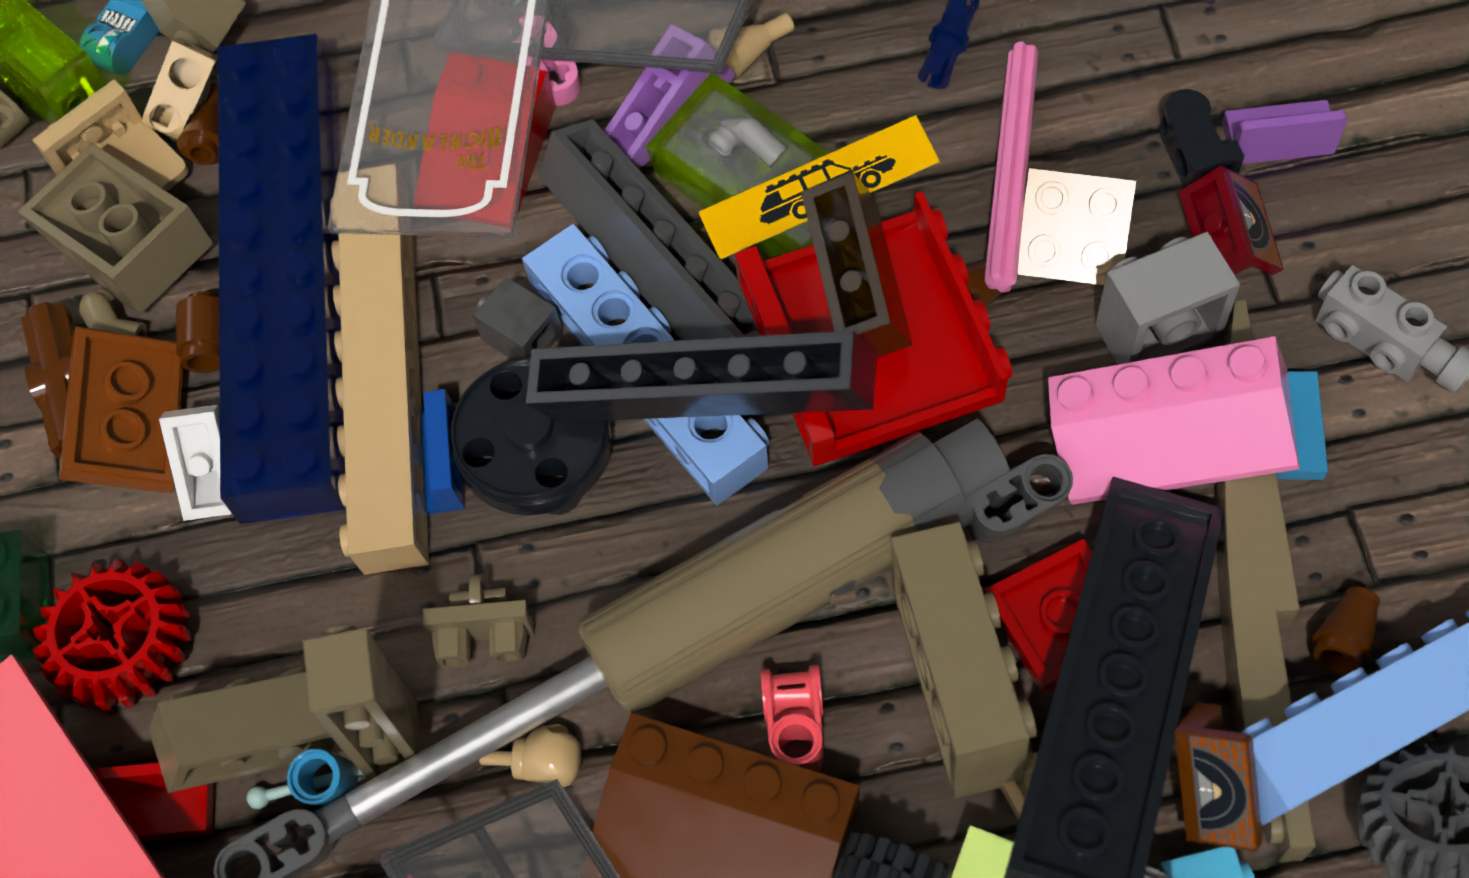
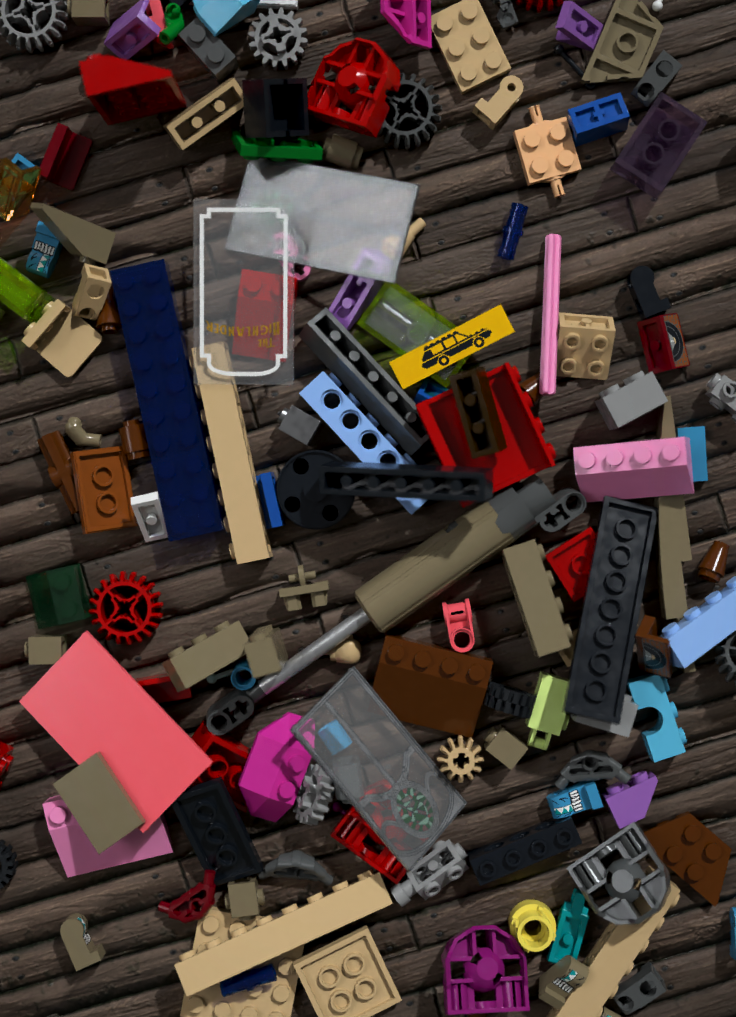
camera: 15 degrees left, 25 degrees up
(117, 227) = (74, 383): dark tan slope -> none
(749, 133) = (414, 321): light grey arm -> none
(1285, 130) = (690, 280): medium lavender panel -> none

